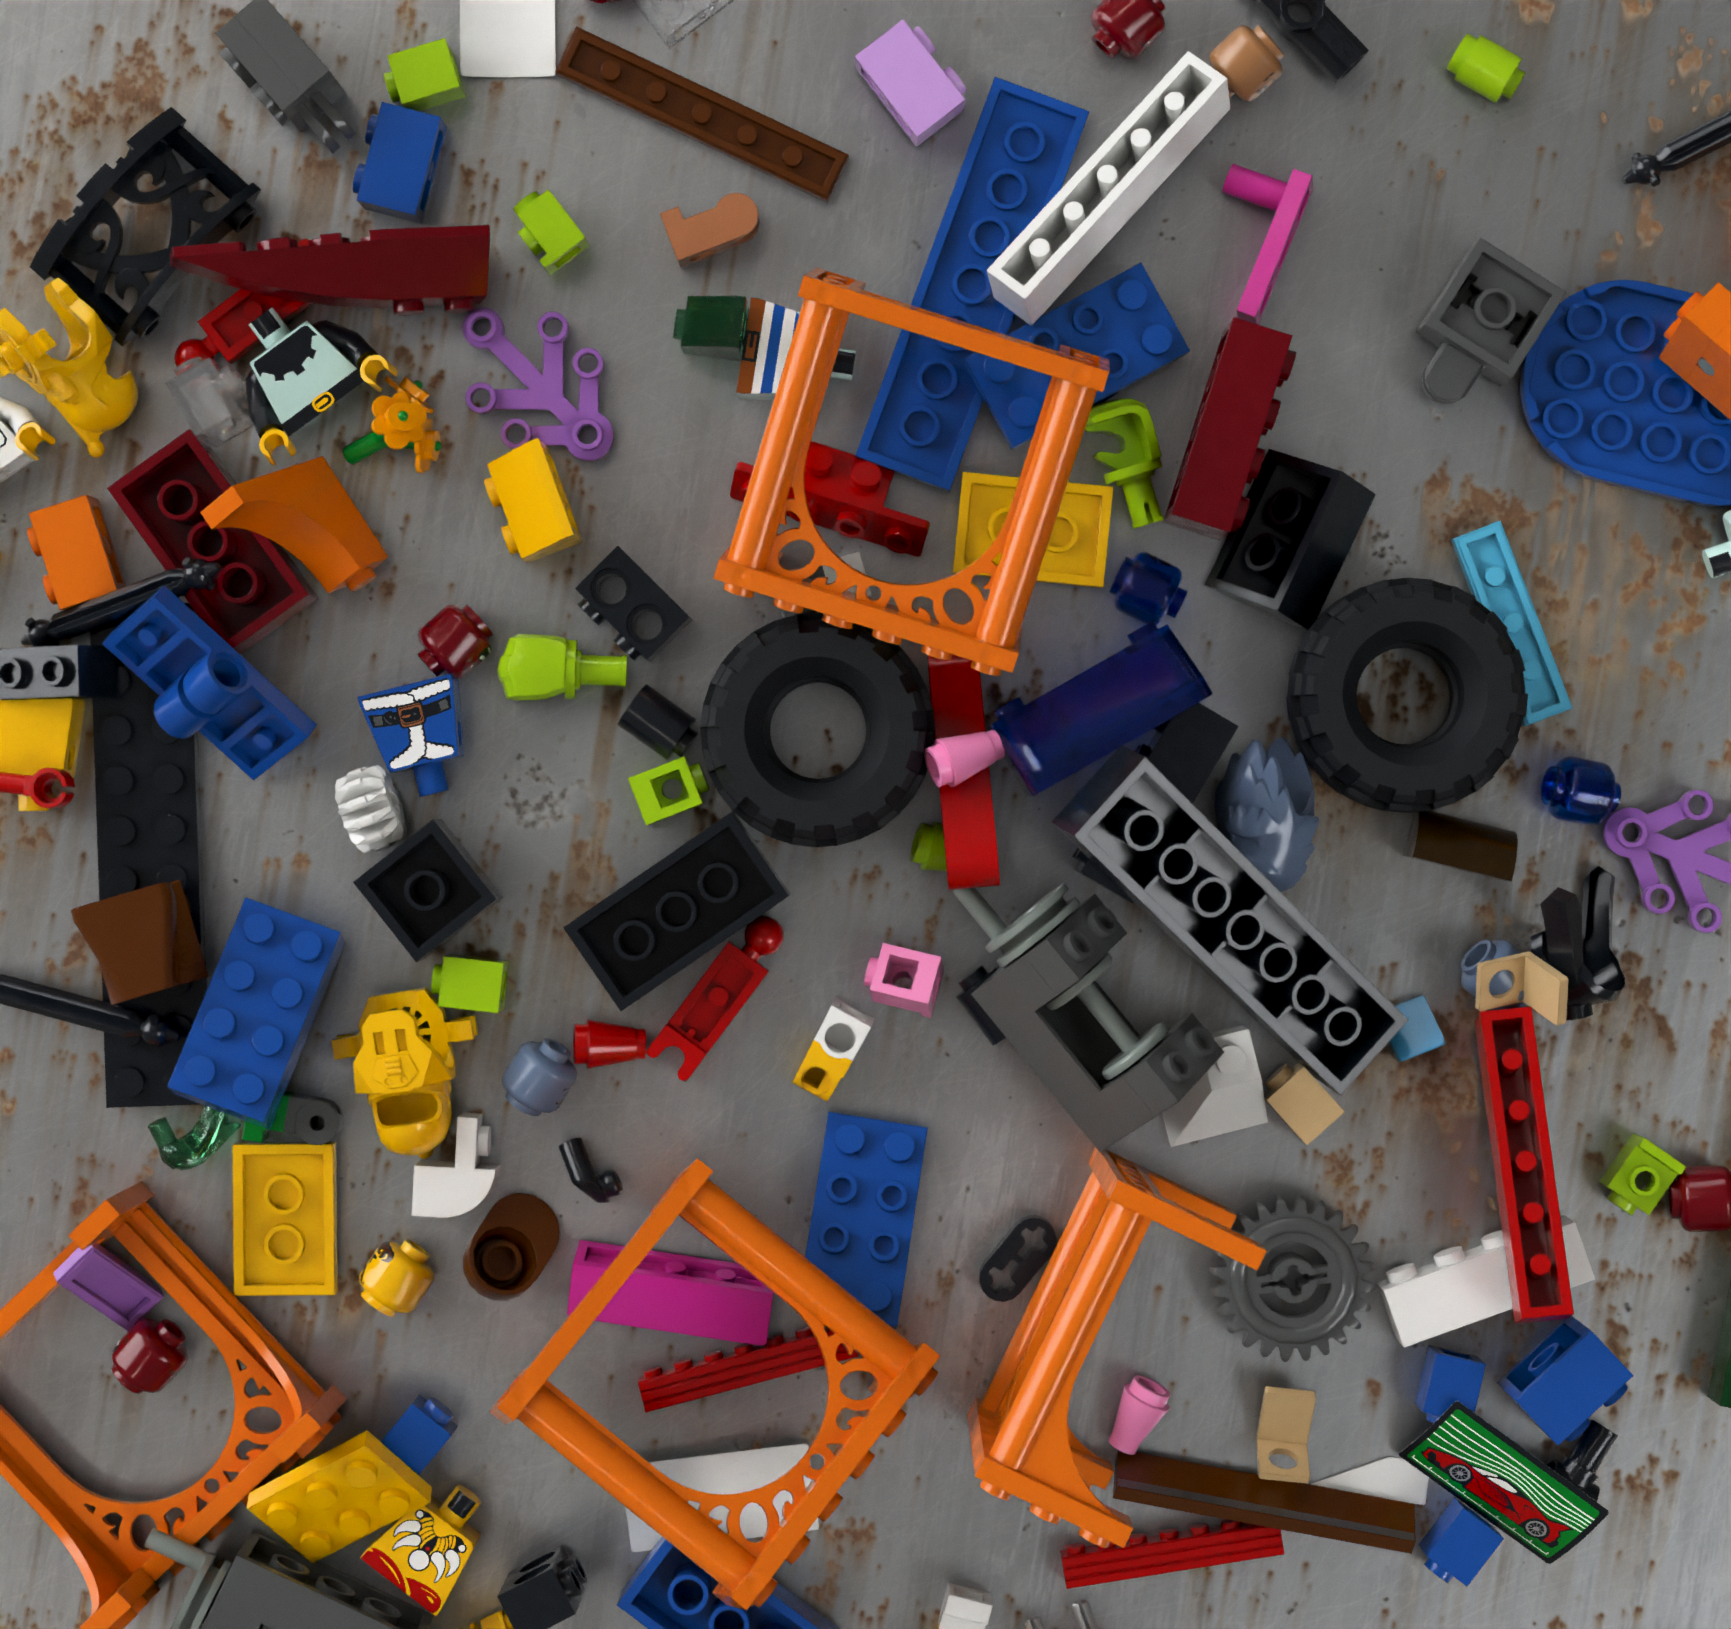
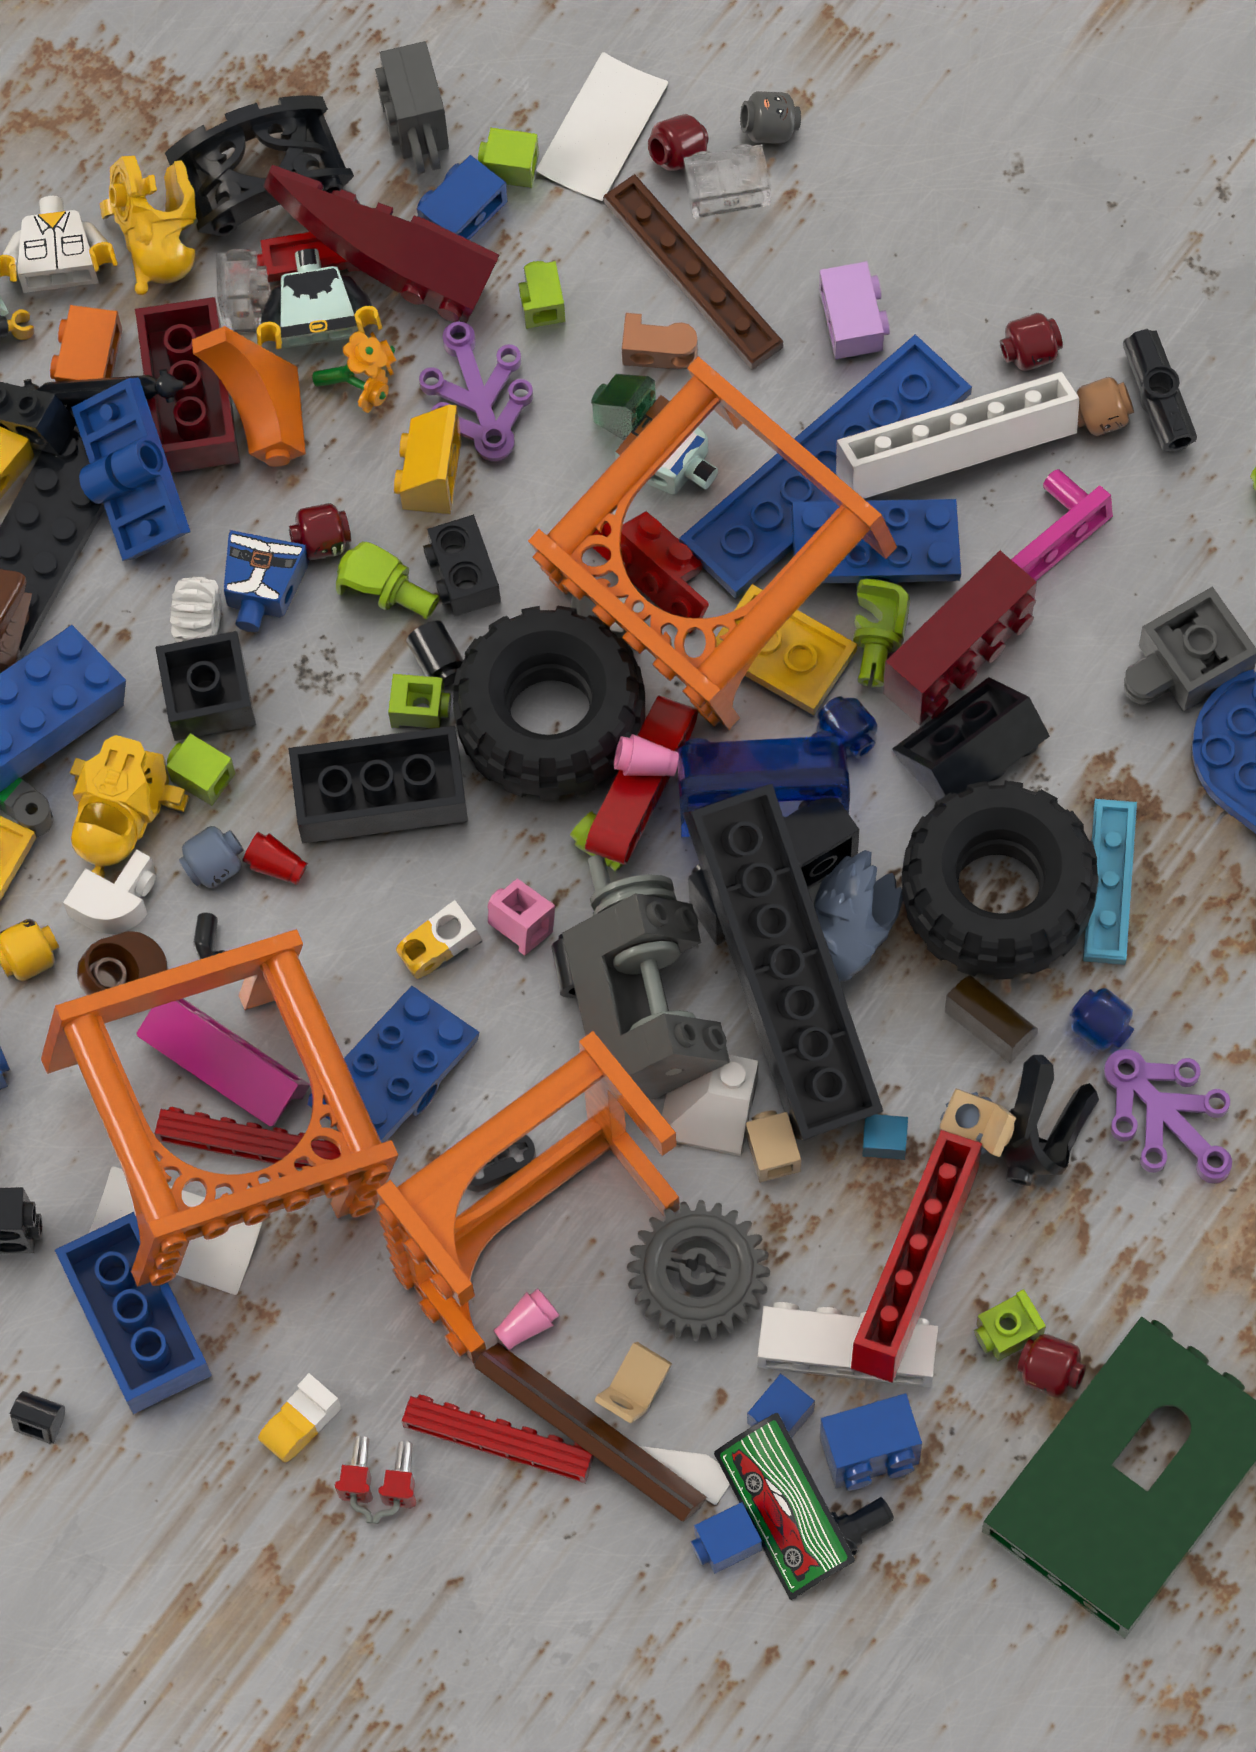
camera: 25 degrees right, 20 degrees down
(719, 995) = (371, 866): red plate -> none

